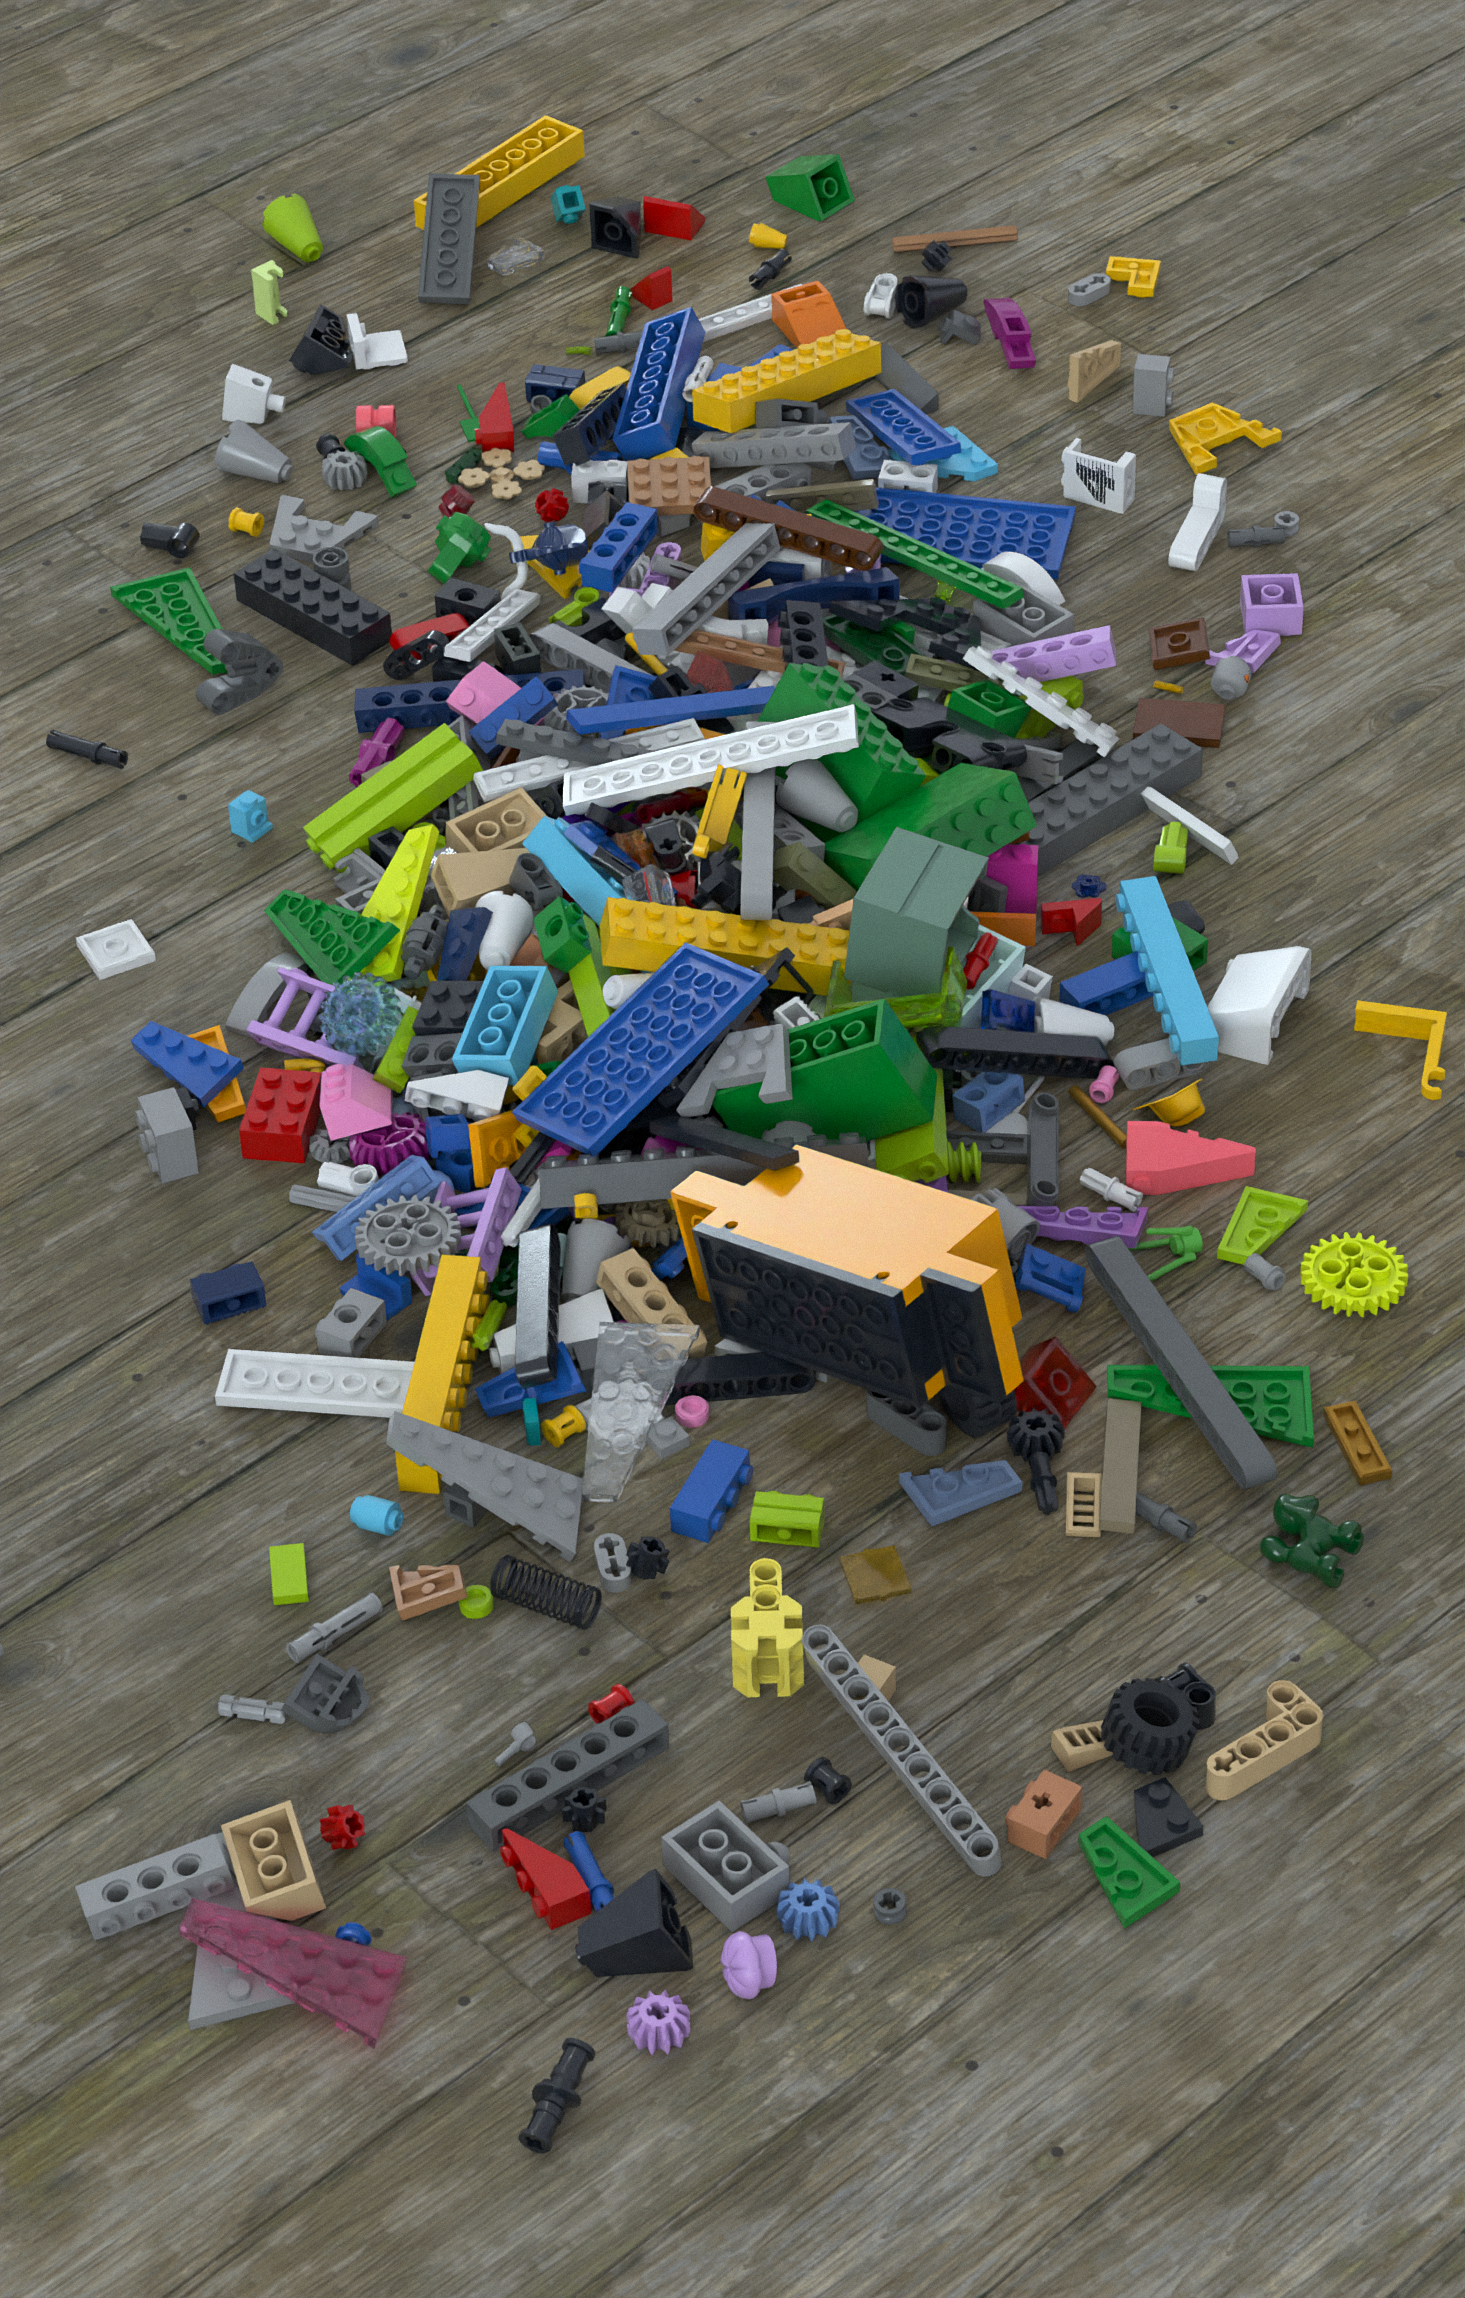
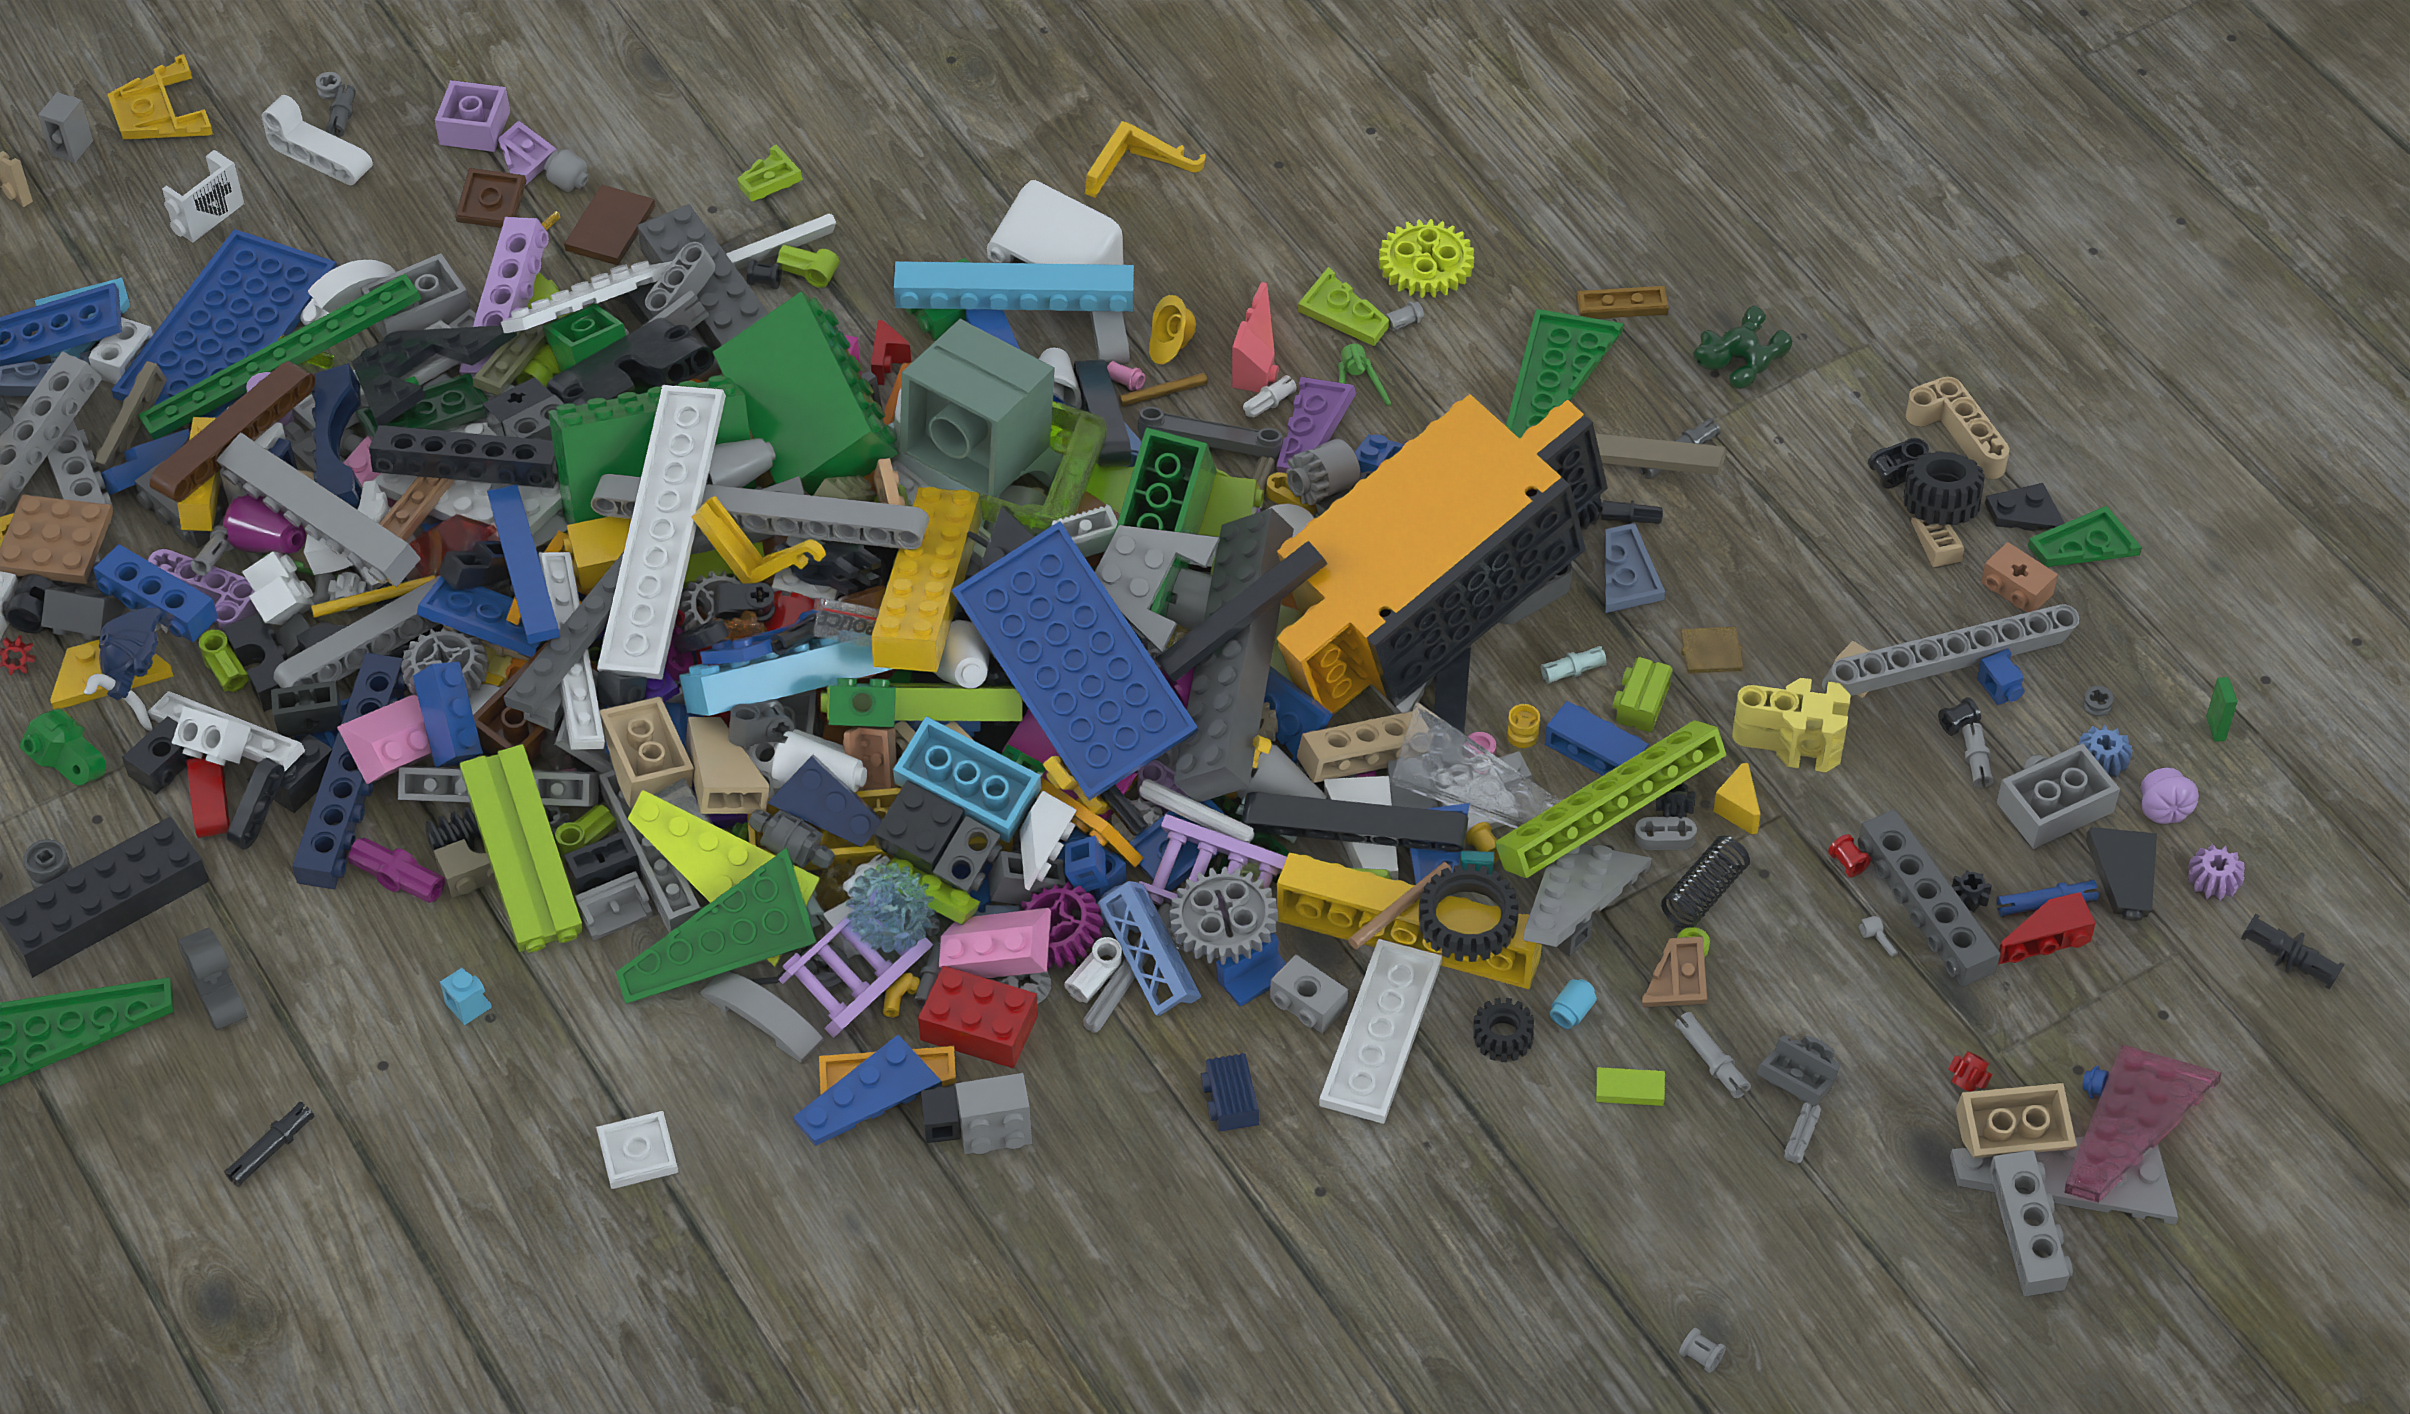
camera: 80 degrees left, 10 degrees up
(341, 1483) = (1503, 1044): none -> black tyre
(418, 1354) = (1468, 944): none -> black tyre
(427, 1338) = (1393, 910): none -> medium nougat bar
(470, 607) = (210, 735): none -> white brick
(619, 1491) = (1610, 798): none -> lime brick
(666, 1610) = (1738, 801): none -> yellow slope
(720, 1426) = (1523, 726): none -> yellow wheel
(818, 1464) = (1573, 664): none -> light aqua pin
(884, 1998) = (2221, 709): none -> green tile
(892, 1810) = (2001, 677): none -> blue brick
(1083, 1483) = (1643, 491): tan slope -> none
(1084, 752) = (687, 272): none -> light grey beam
(1143, 823) = (764, 274): none -> black bush
(1181, 1363) = (1523, 384): dark grey beam -> none
(1282, 804) = (769, 175): none -> lime wing

